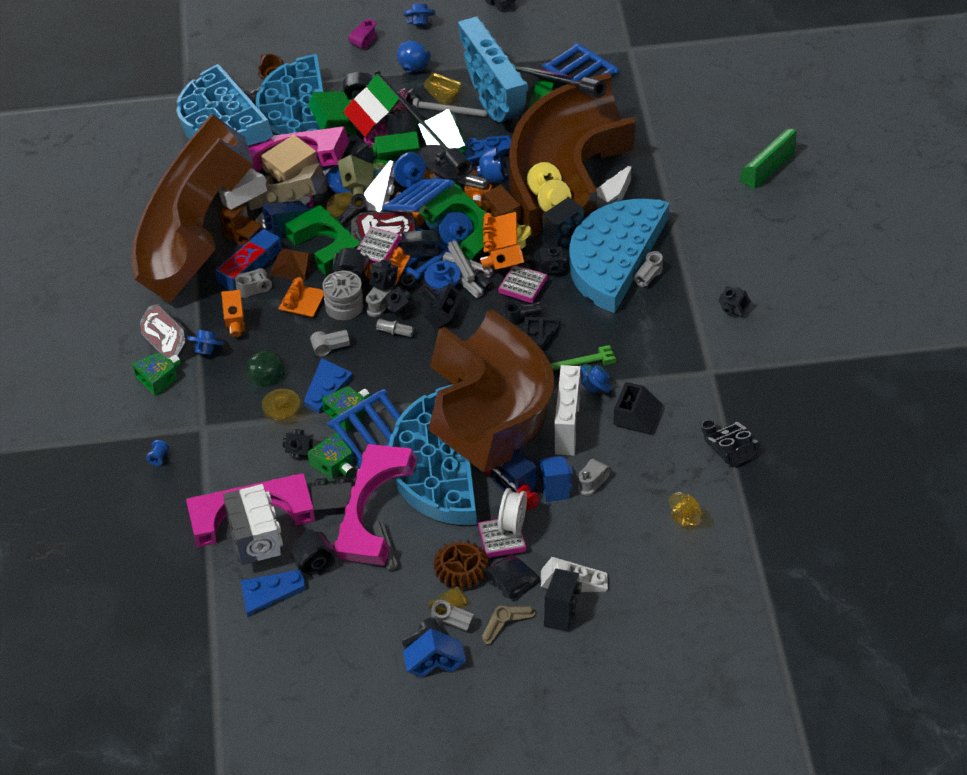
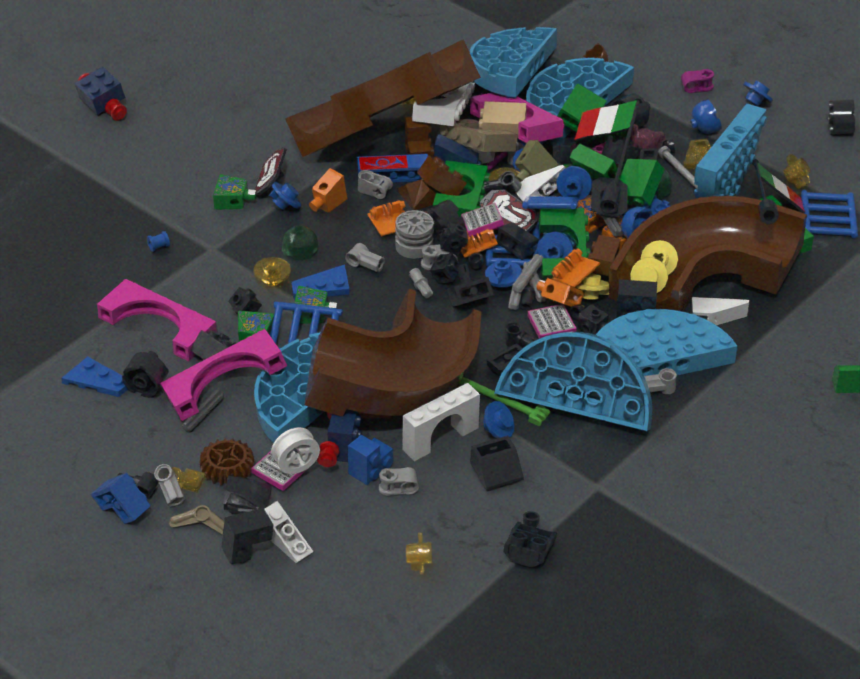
camera: 45 degrees right, 5 degrees down
(253, 524) = (128, 322): piece -> none
(301, 237) = (439, 176): none -> reddish brown brick
(525, 52) = (797, 171): none -> clear yellow piece
(613, 303) = (580, 376): none -> dark azure brick
(734, 300) = (684, 450): black brick -> none

